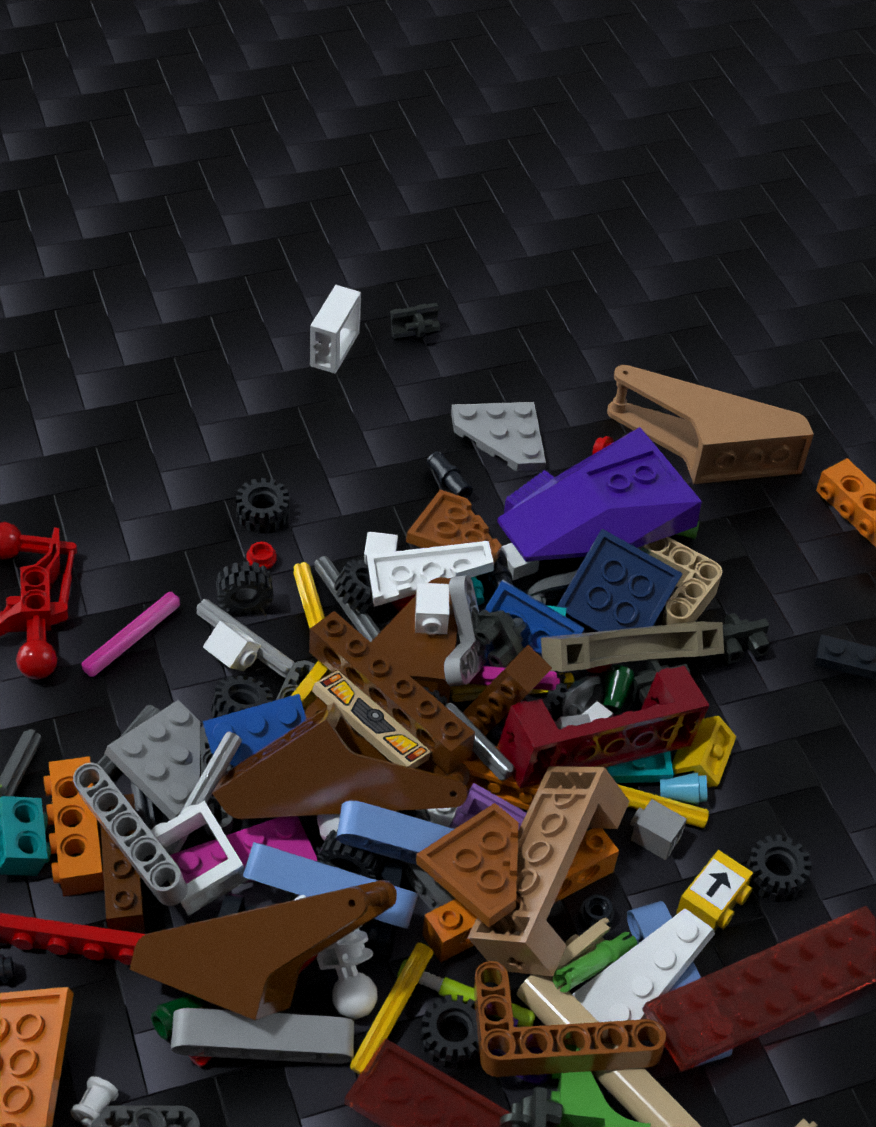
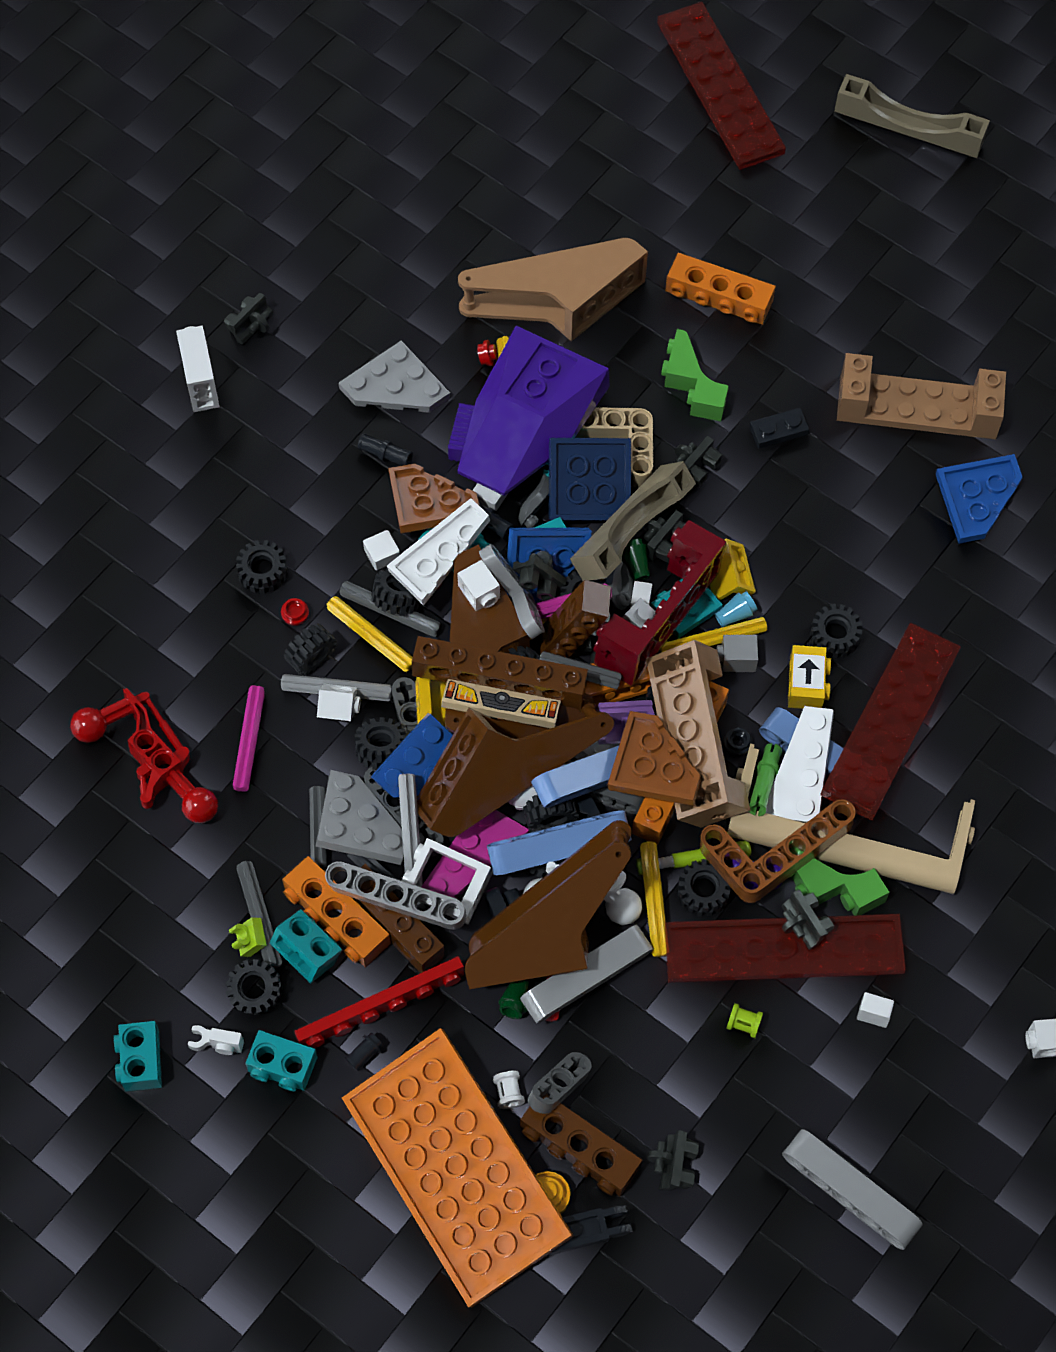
camera: 30 degrees left, 15 degrees up
(780, 557) = (683, 373): none -> bright green arch

